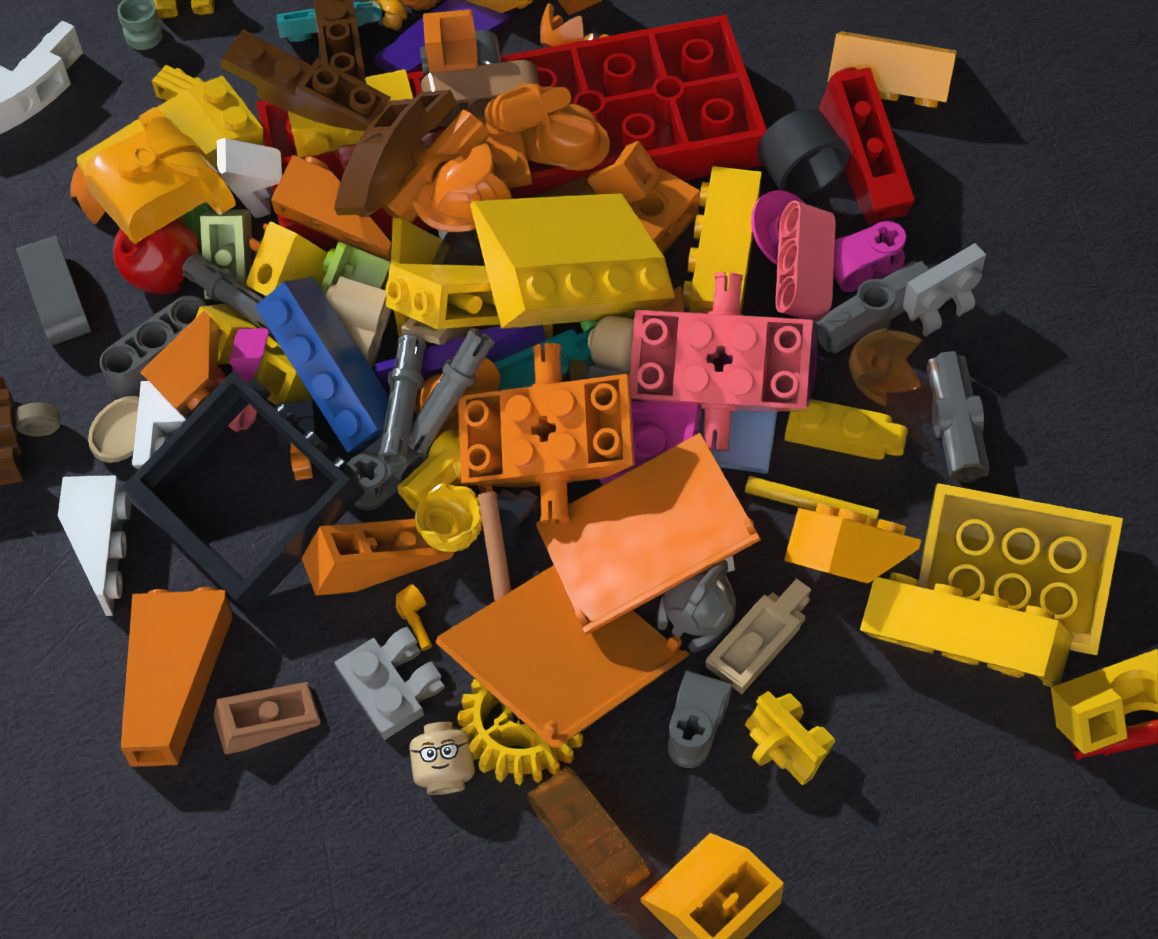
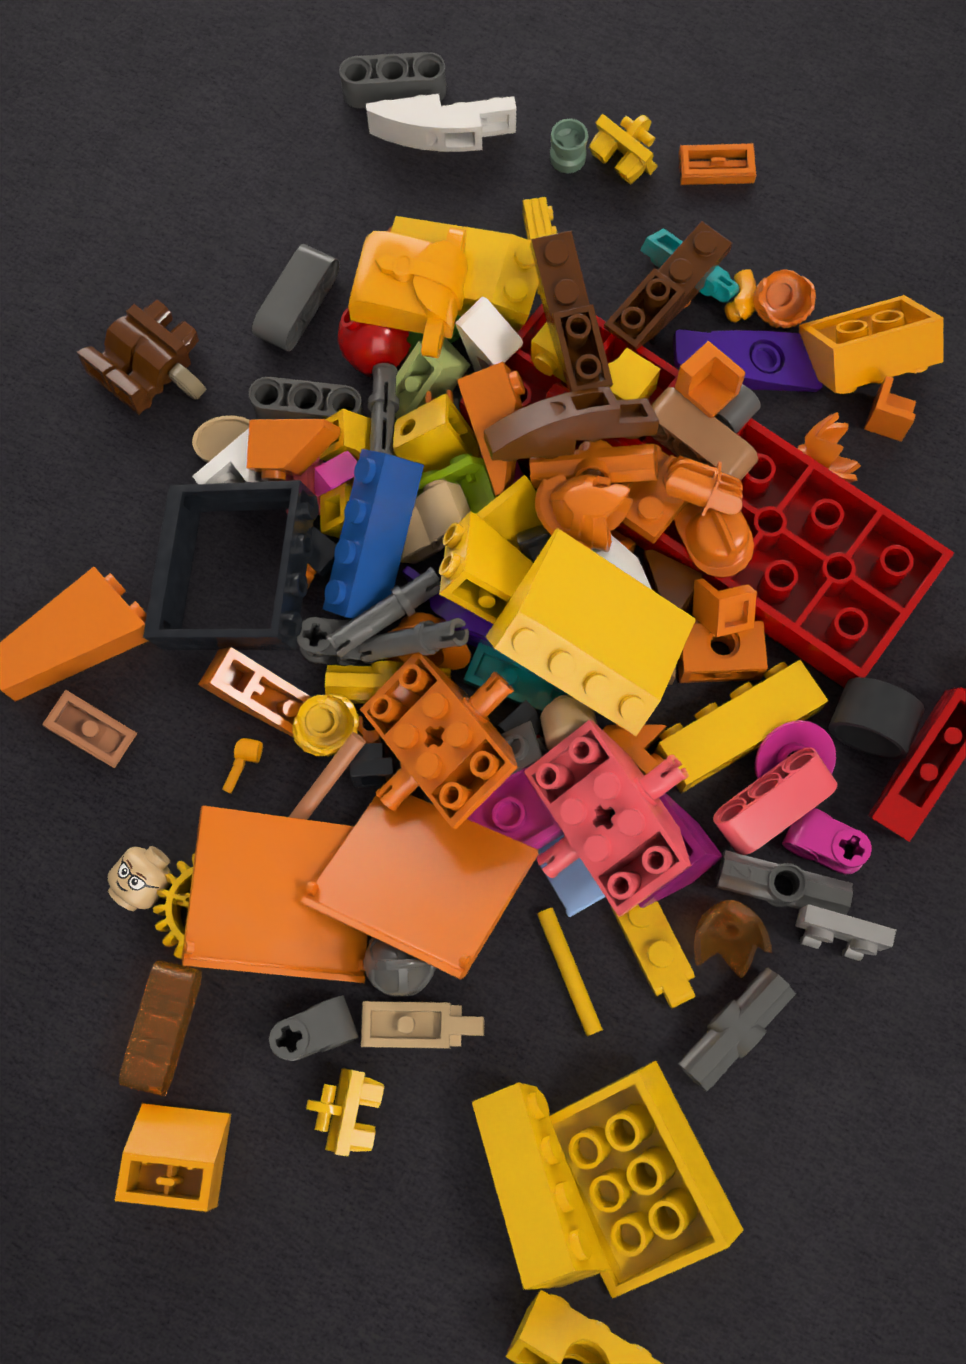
camera: 50 degrees right, 15 degrees up
(93, 520) = (129, 496): white slope -> none
(379, 687) = (169, 785): light grey plate -> none
(847, 543) = (534, 1040): light orange slope -> none

